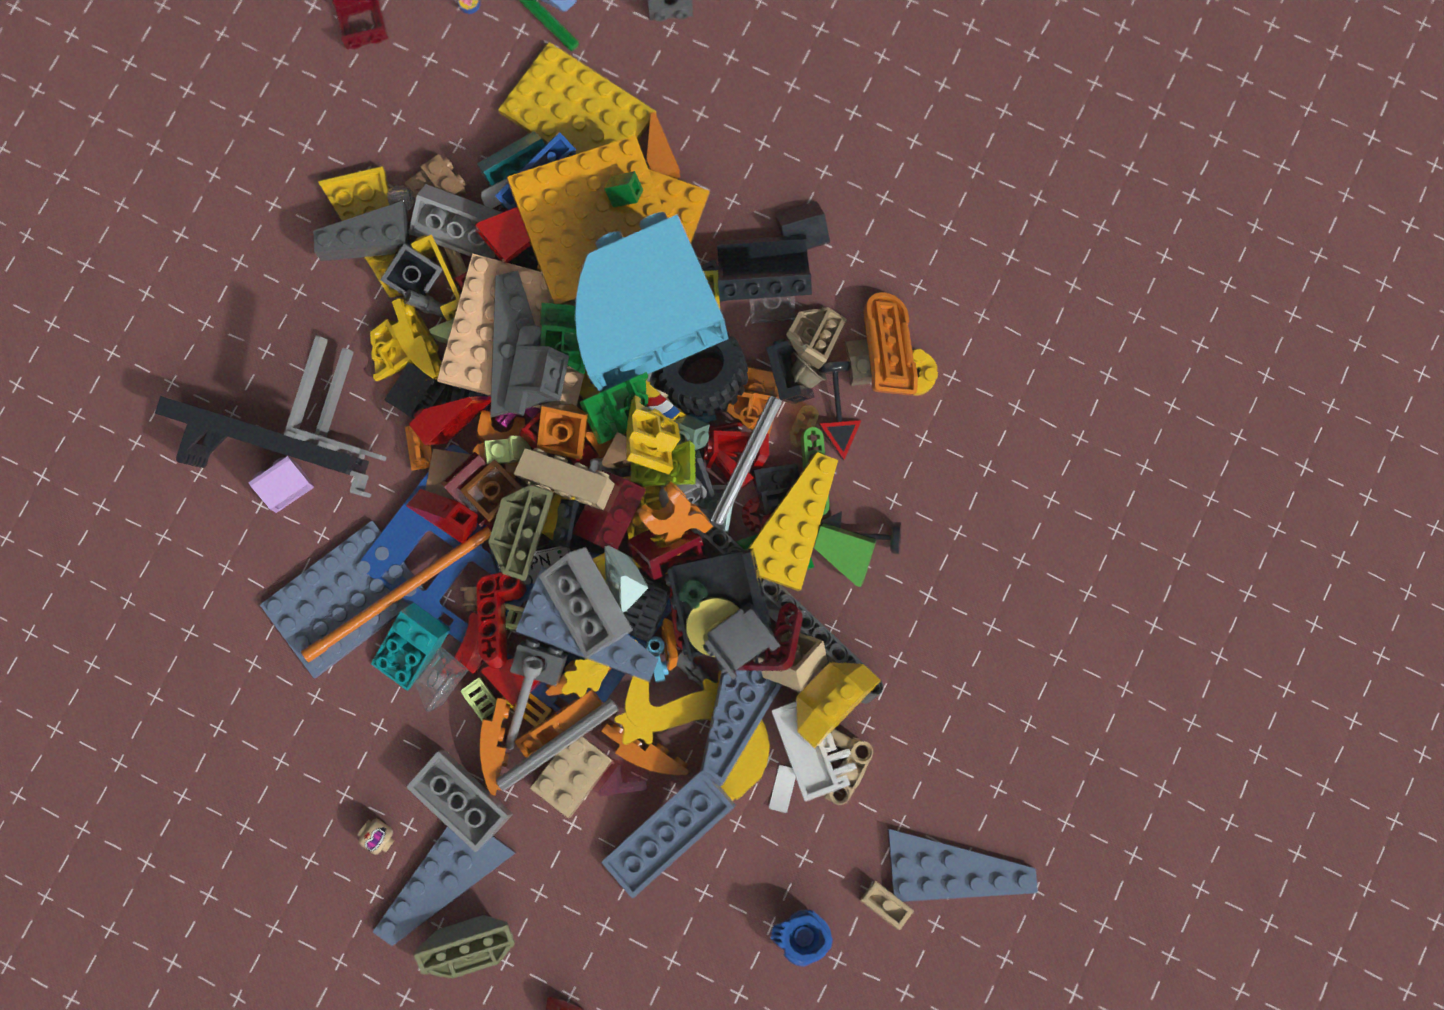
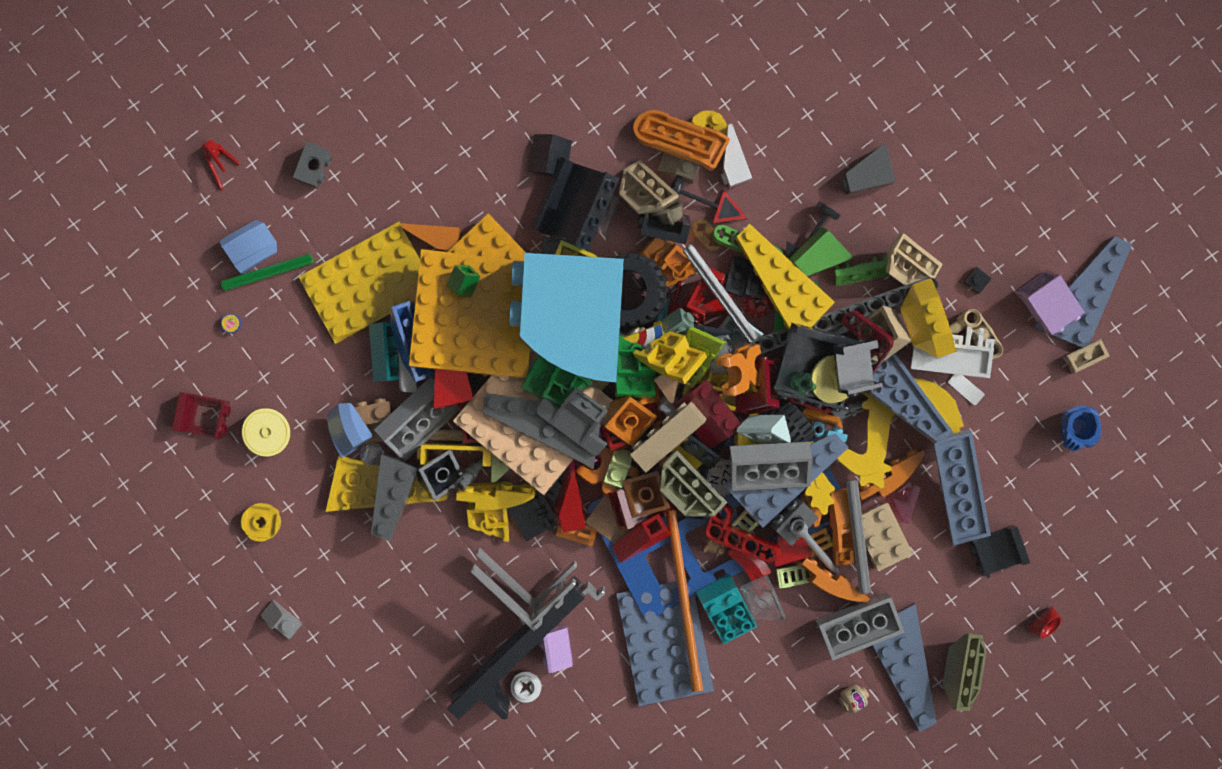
camera: 70 degrees left, 10 degrees up
(184, 193) = (281, 619): none -> light grey slope
(223, 465) = (526, 696): none -> white gear
(266, 120) = (254, 513): none -> yellow plate
(372, 84) = (265, 432): none -> light yellow shield
(412, 160) = (347, 429): none -> medium blue slope
(619, 917) = (999, 551): none -> black panel
(850, 609) = (860, 272): none -> bright green plate
(886, 649) = (909, 261): none -> tan wedge
(894, 414) = (734, 165): none -> white slope
(907, 740) = (977, 280): none -> black plate
(924, 831) = (1051, 302): none -> lavender slope
(960, 562) = (870, 173): none -> dark grey slope

